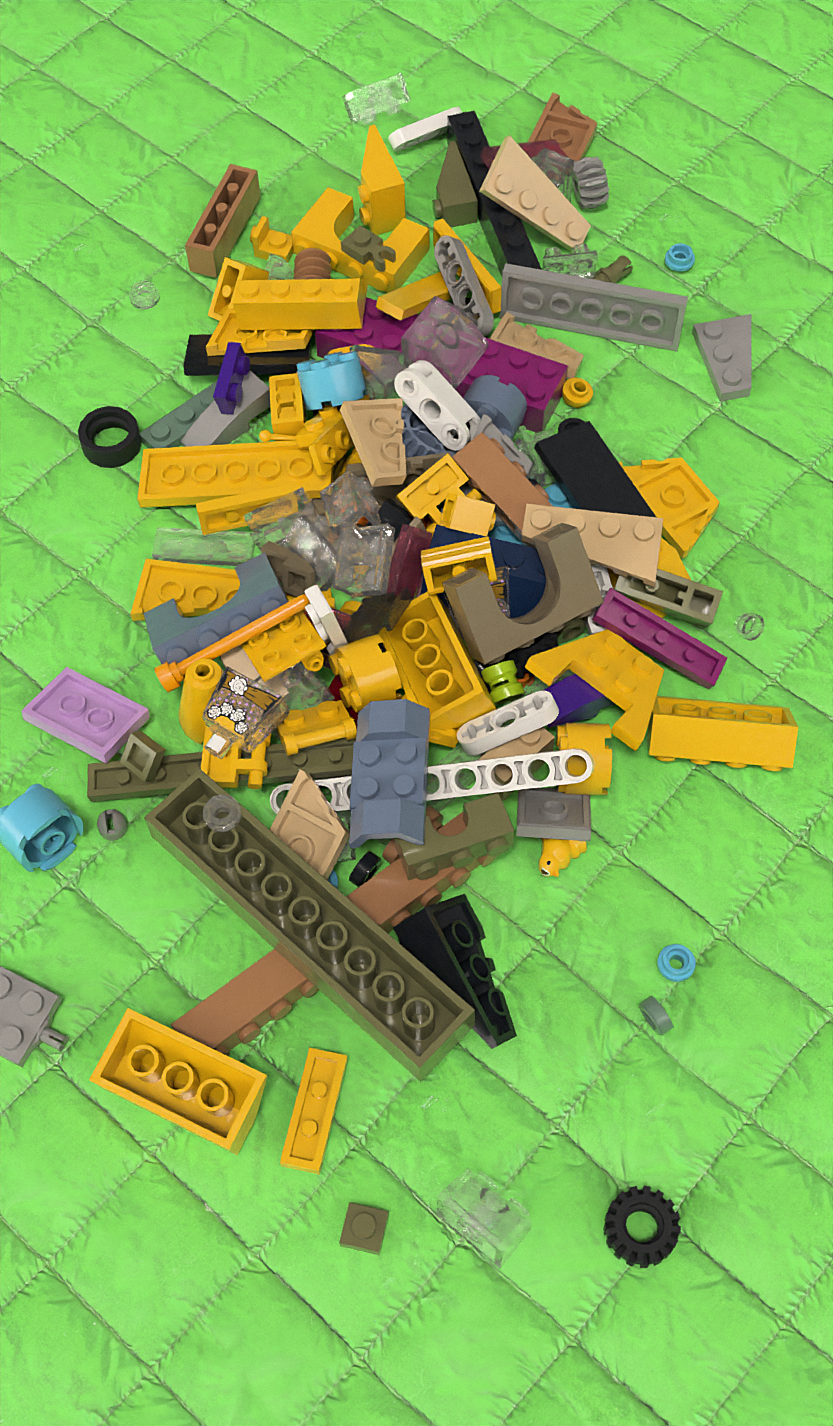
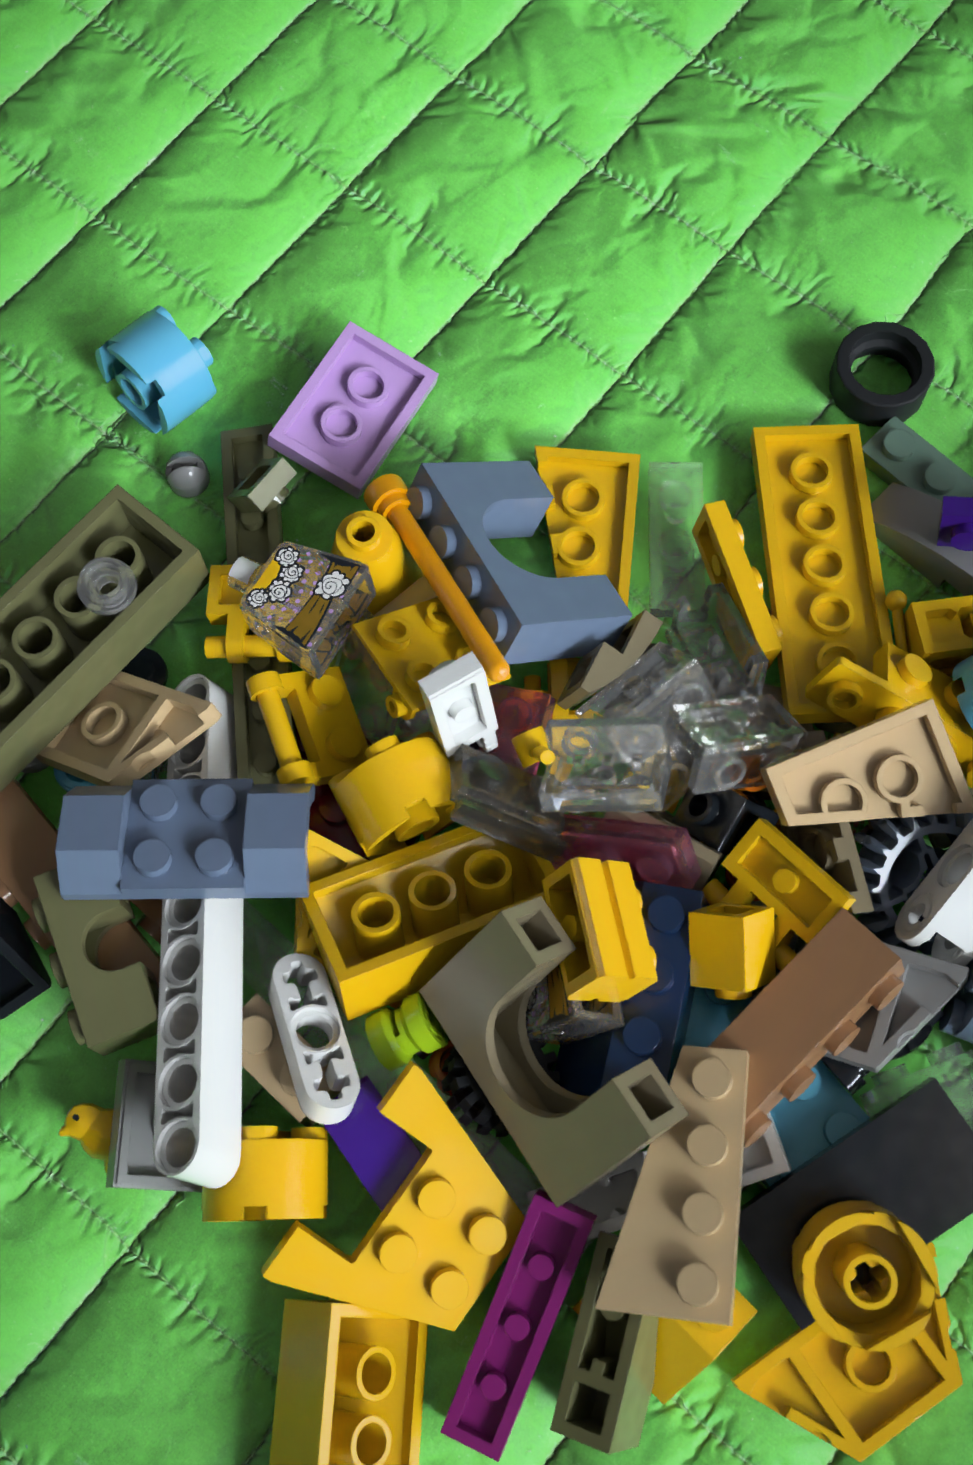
camera: 90 degrees right, 10 degrees up
(344, 605) = (533, 747): none -> yellow hand
(634, 477) = (902, 1272): none -> yellow brick

